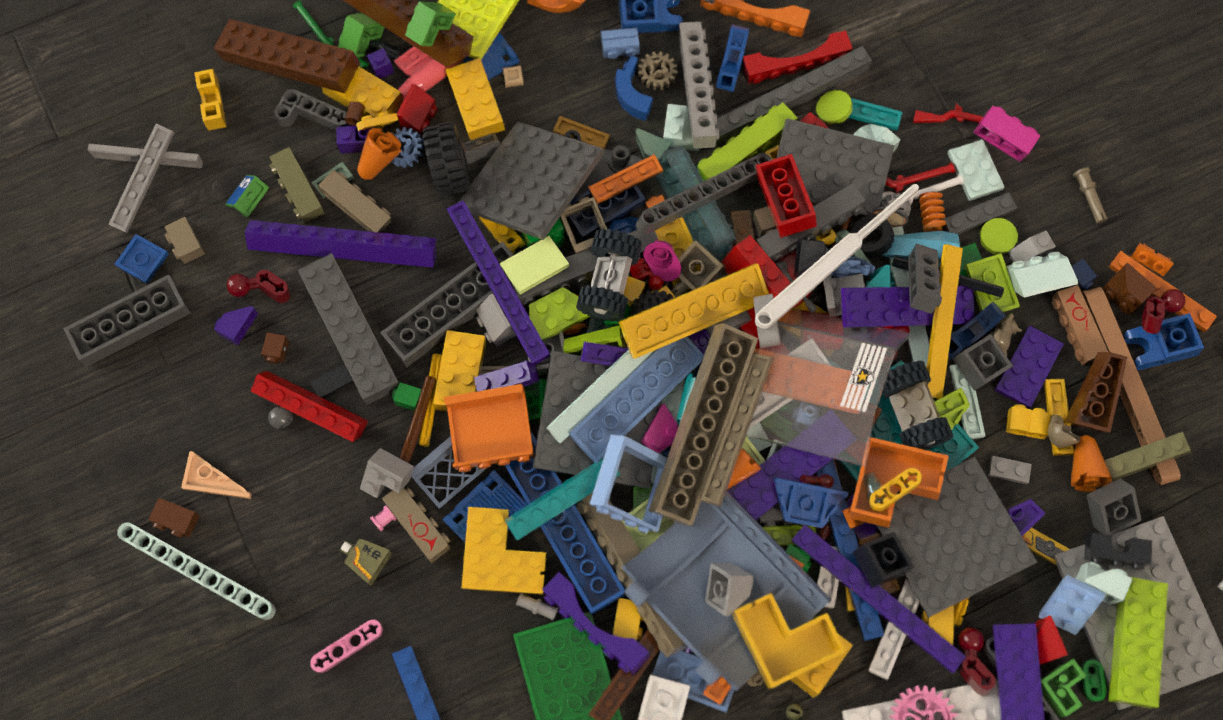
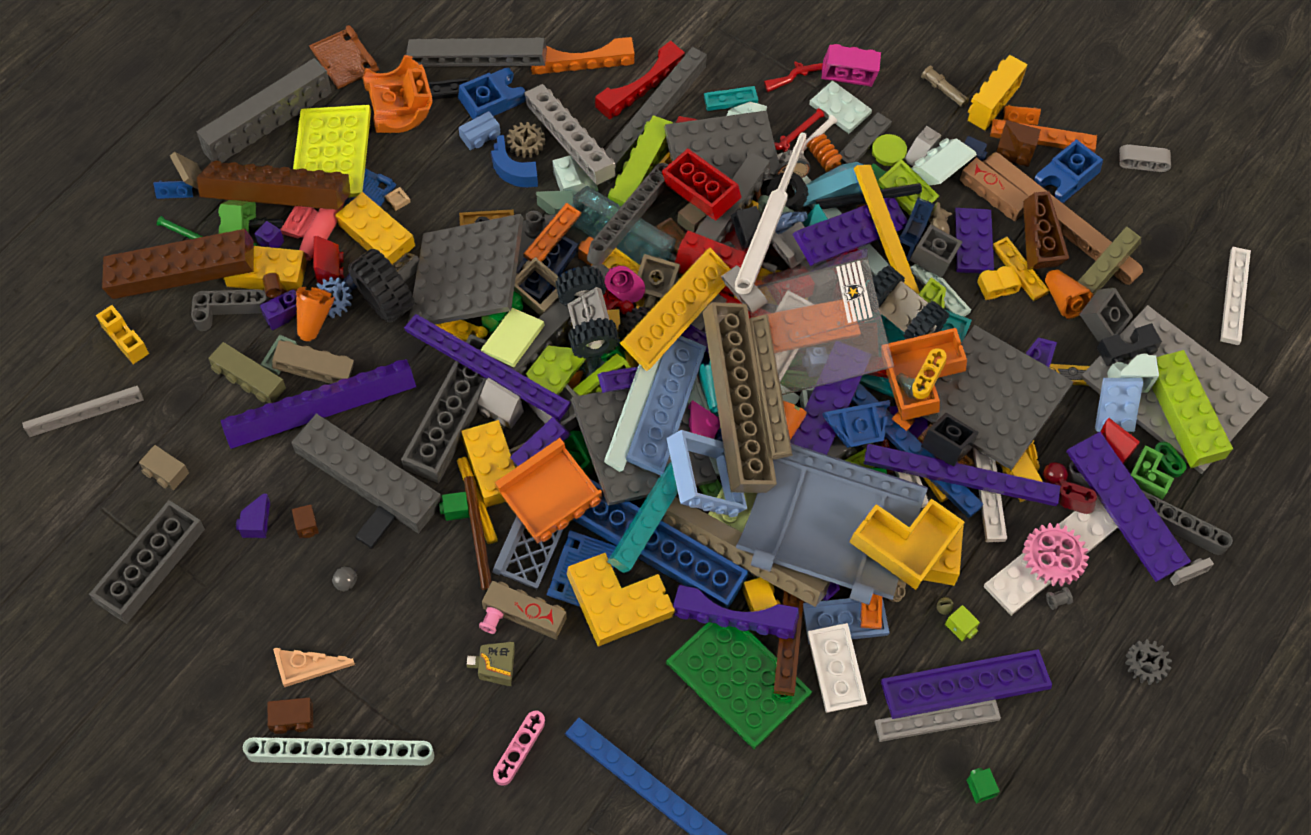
camera: 30 degrees left, 10 degrees down
(141, 178) = (92, 431): light grey tile -> none
(141, 259) = (129, 503): blue plate -> none
(240, 285) = (265, 469): dark red beam -> none
(247, 195) = (203, 402): bright green panel -> none
(309, 406) = (366, 555): red brick -> none
(370, 122) = (301, 279): yellow plate -> none
(385, 471) = (471, 573): light grey brick -> none
(427, 21) = (305, 174): bright green brick -> none
(537, 606) = (674, 627): light grey pin -> none
(727, 587) = (836, 520): light grey slope -> none
(733, 58) = (586, 102): blue arch -> none
(824, 480) = (862, 400): clear red bar -> none
(834, 107) = (696, 104): lime tile -> none
(924, 278) = (853, 200): dark grey brick -> none
(1009, 470) = (1006, 327): light grey plate -> none
(1061, 434) = (1031, 278): dark tan hair -> none
(1138, 226) = (996, 92): none -> yellow brick
(1155, 308) = (1051, 145): dark red beam -> none

